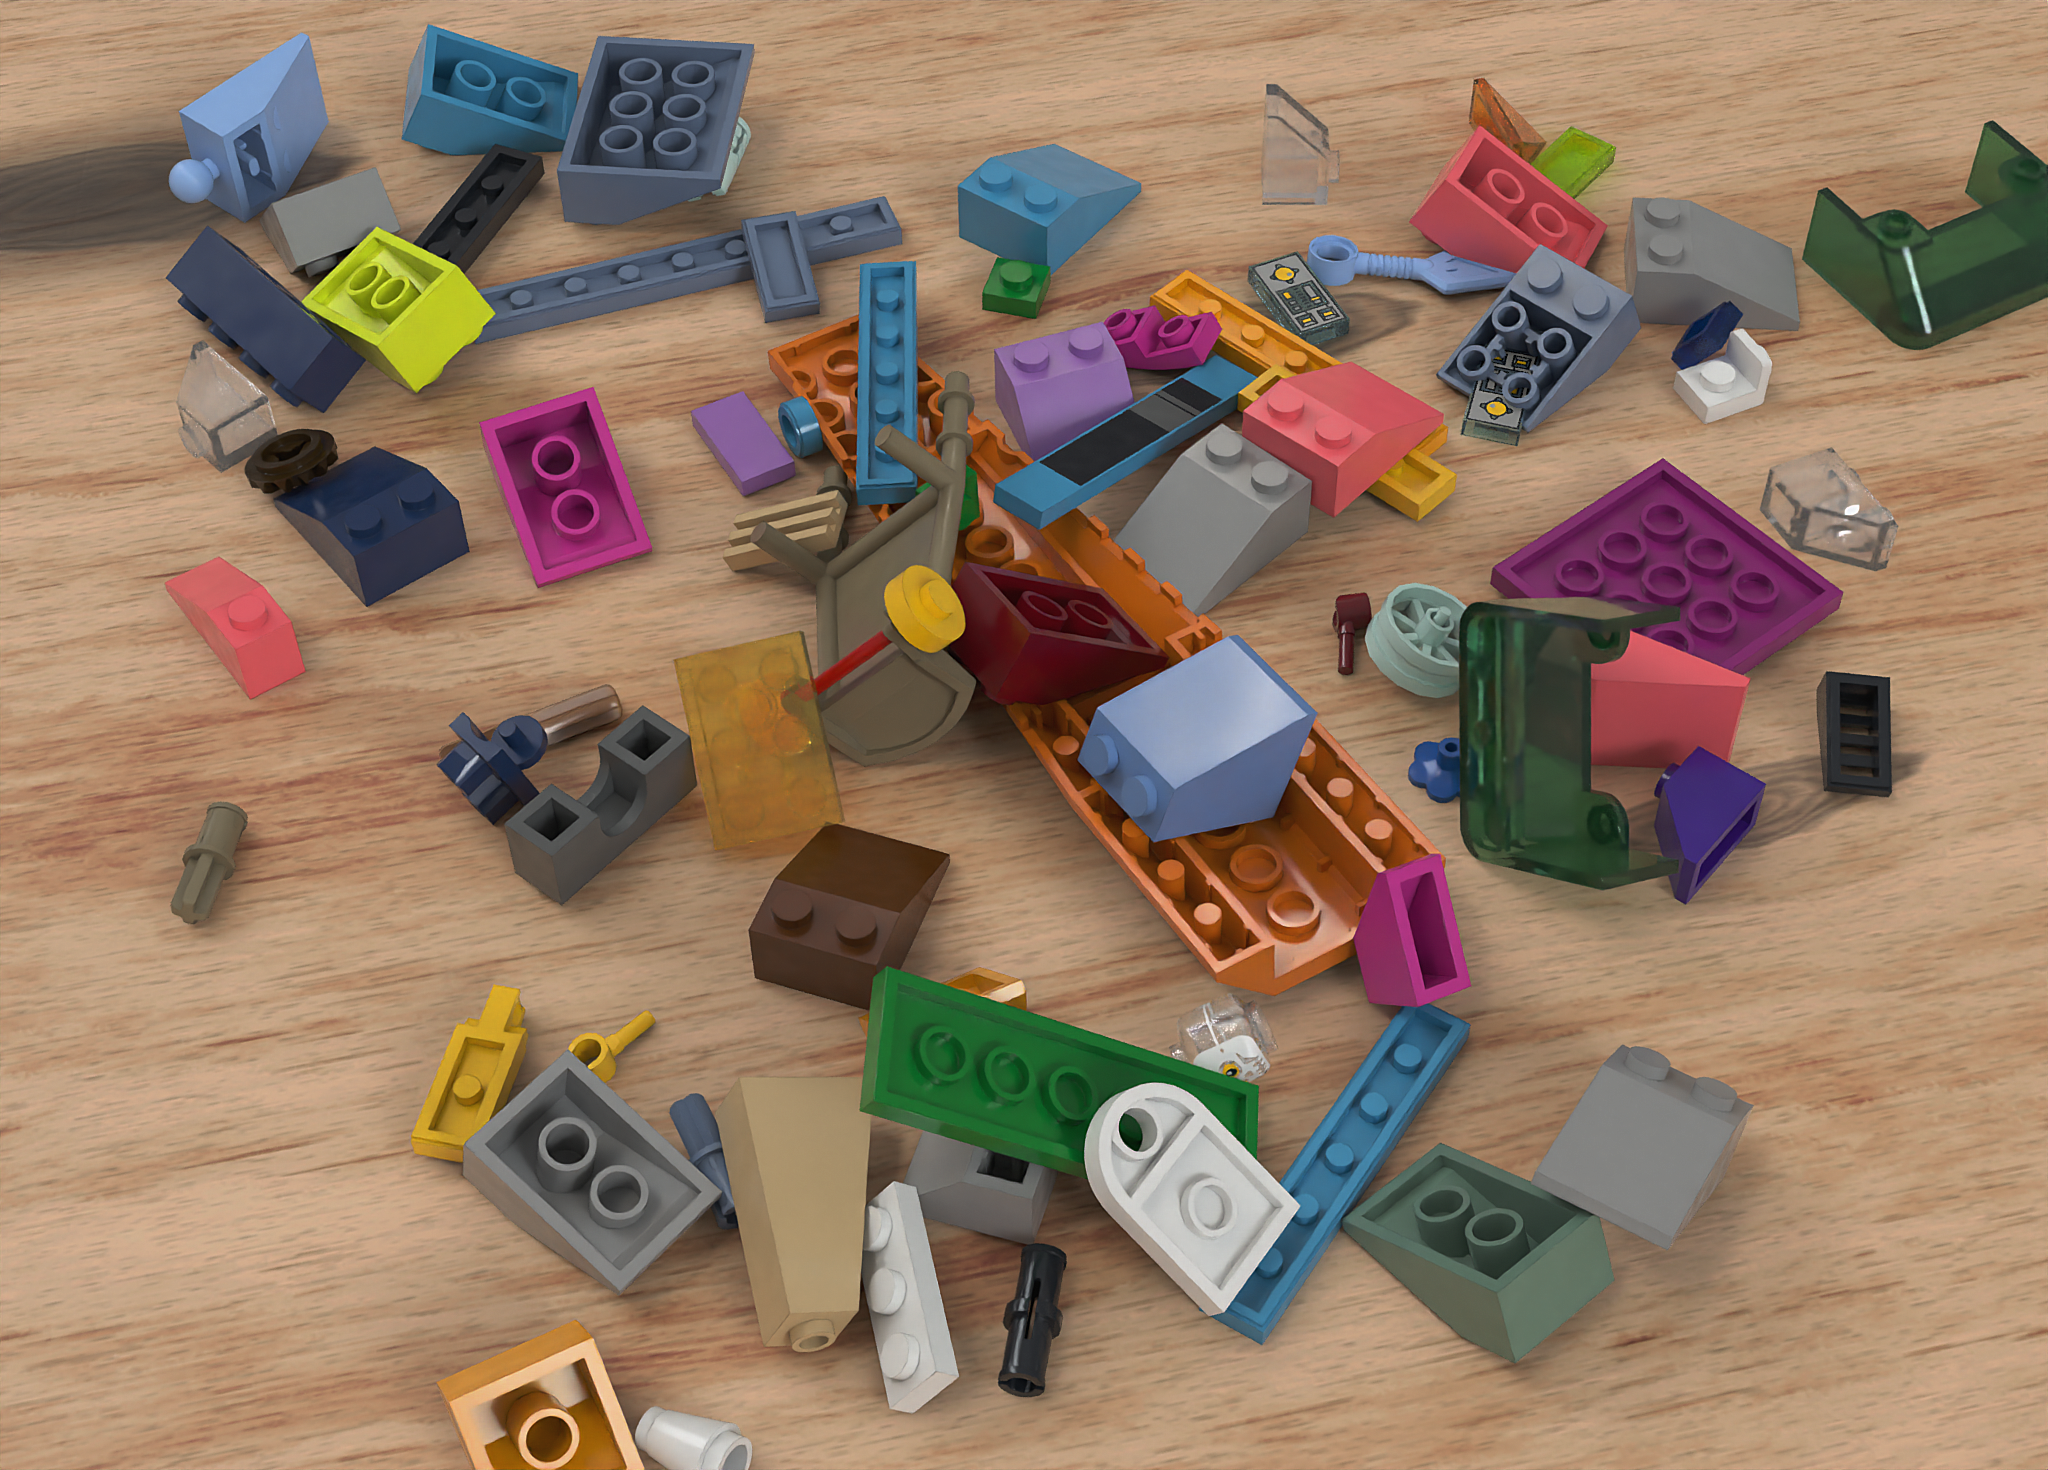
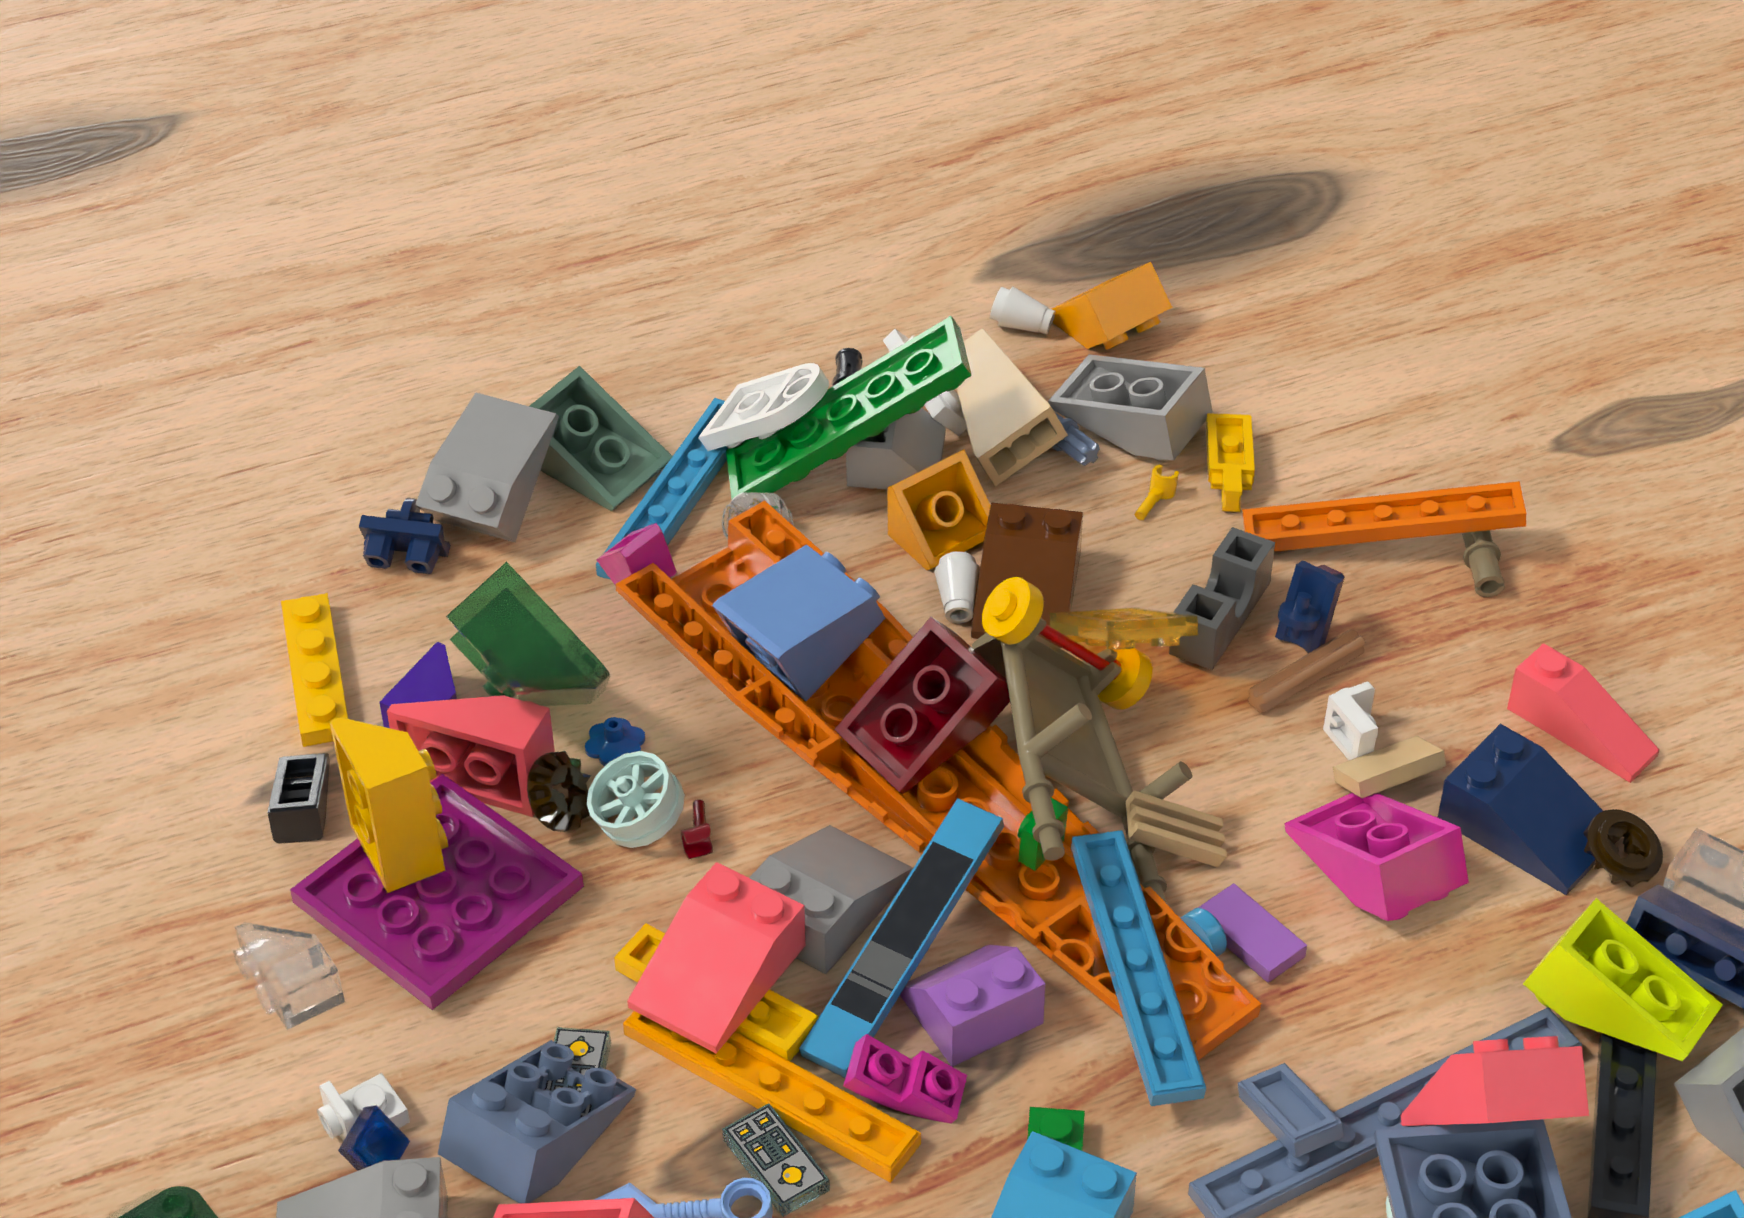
camera: 170 degrees right, 5 degrees down
(319, 901) = (1389, 516): none -> orange plate
(497, 587) = (1389, 766): none -> tan tile
(514, 649) = (1350, 721): none -> white bracket
(598, 172) = (1503, 1085): none -> coral slope
(951, 909) = (958, 583): none -> white cone
(1736, 551) = (390, 801): none -> yellow slope
(1787, 1102) = (403, 532): none -> dark blue hips
(1868, 924) = (314, 666): none -> yellow plate

